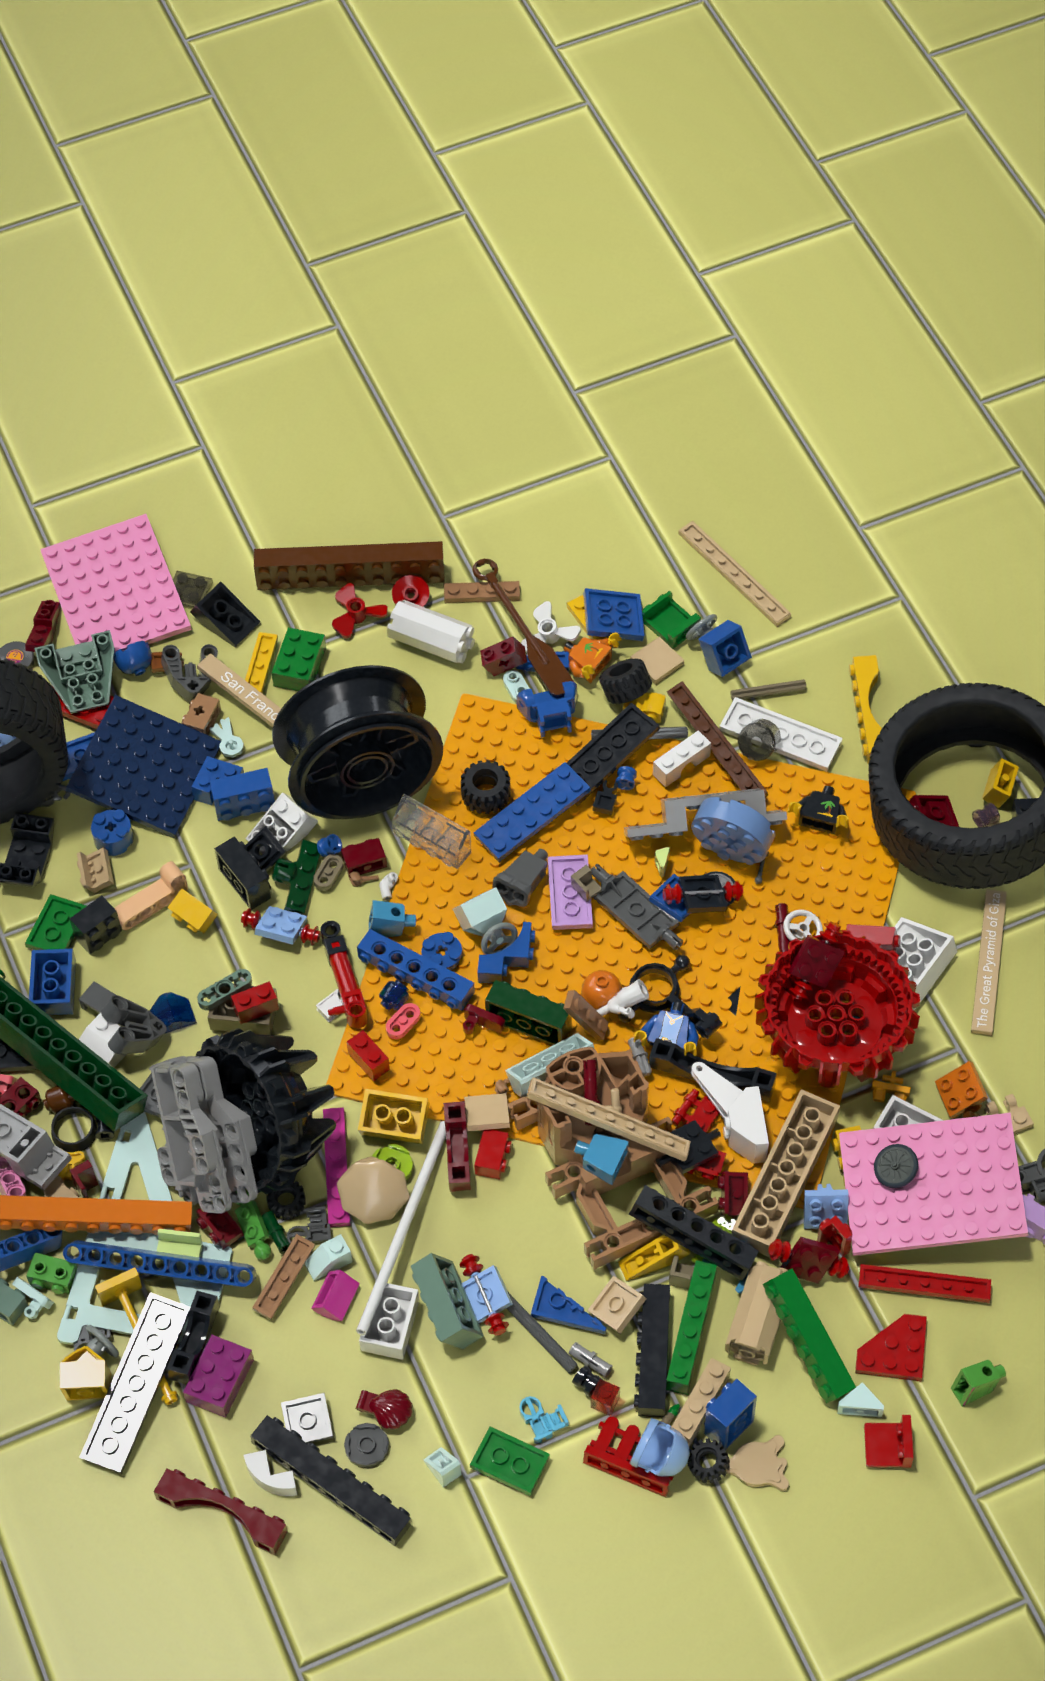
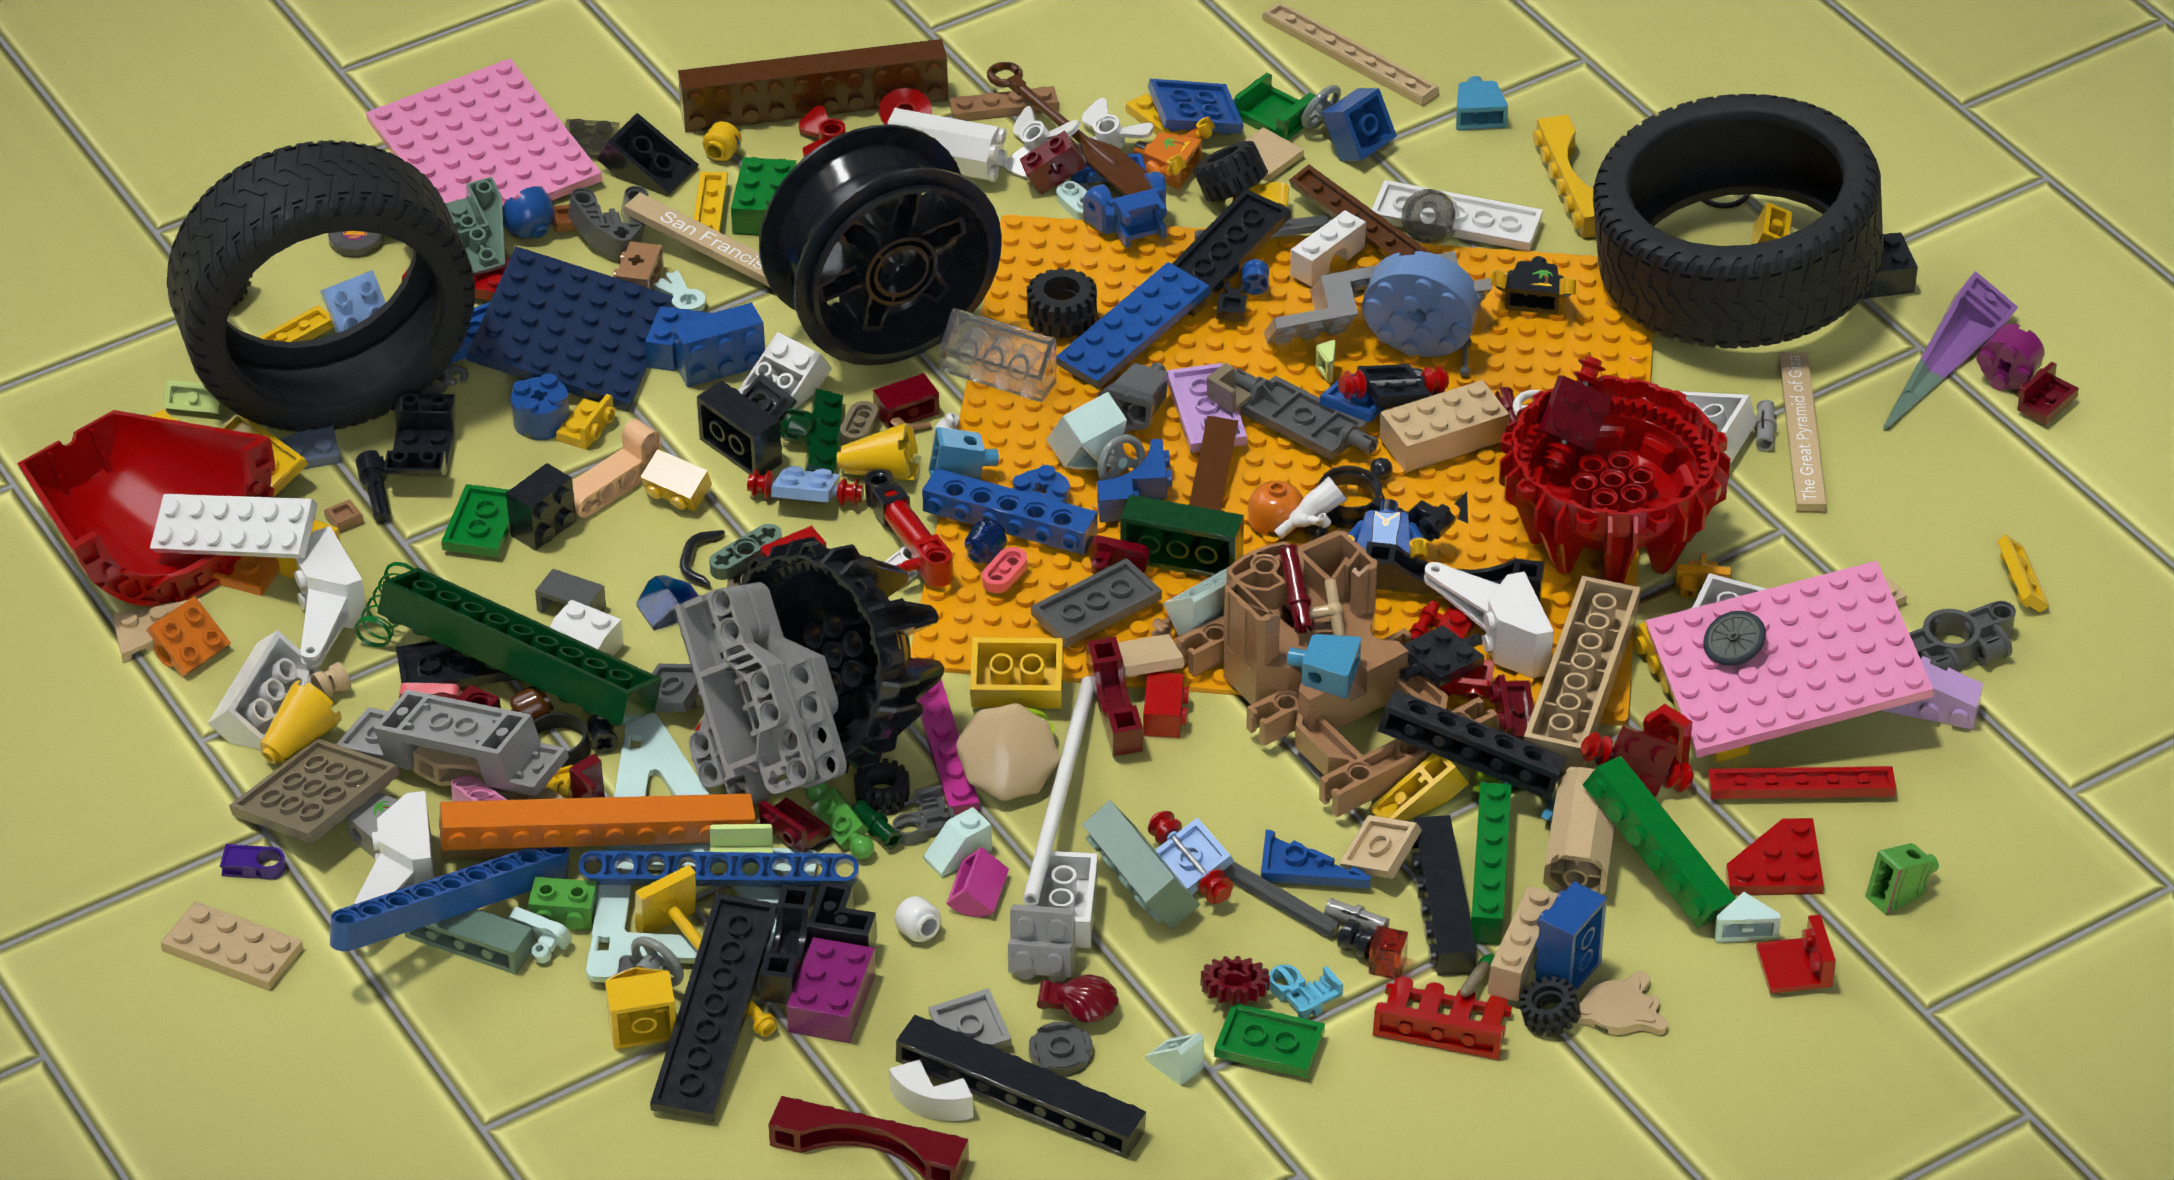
camera: 10 degrees left, 15 degrees down
(53, 980) = (493, 569): blue brick -> none
(95, 870) = (524, 451): tan bracket -> none
(141, 1026) = (623, 609): dark grey connector -> none
(142, 846) = (586, 422): none -> yellow bracket
(192, 970) = (687, 555): none -> black animal
(229, 1320) = (837, 920): none -> black brick
(278, 606) = (722, 141): none -> yellow head
(283, 1276) = (900, 868): medium nougat plate -> none
(288, 1321) = (917, 919): none -> white head
(329, 845) = (855, 391): blue wheel -> none
(338, 906) = (887, 450): none -> yellow cone
(367, 1359) = (1042, 942): none -> light grey plate
(368, 1055) = (965, 609): red brick -> none
(461, 1058) = (1096, 602): none -> dark grey plate
(494, 1407) = (1235, 980): none -> dark red gear
(497, 630) = (1033, 134): none -> white piece
(564, 947) = (1213, 463): none -> reddish brown sticker
(585, 1015) = (1258, 519): medium nougat plate -> none
(608, 1119) = (1328, 613): tan tile -> none
(661, 1450) = (1484, 986): light blue piece -> none
(680, 1274) = (1462, 810): dark tan panel -> none
(733, 932) = (1443, 426): none -> tan brick
(768, 689) = (1430, 170): dark tan axle -> none
(816, 634) = (1480, 105): none -> dark azure torso
(824, 1204) = (1640, 697): light blue plate -> none
(961, 1090) = (1799, 559): orange plate -> none
(963, 954) = (1765, 425): none -> light grey pin

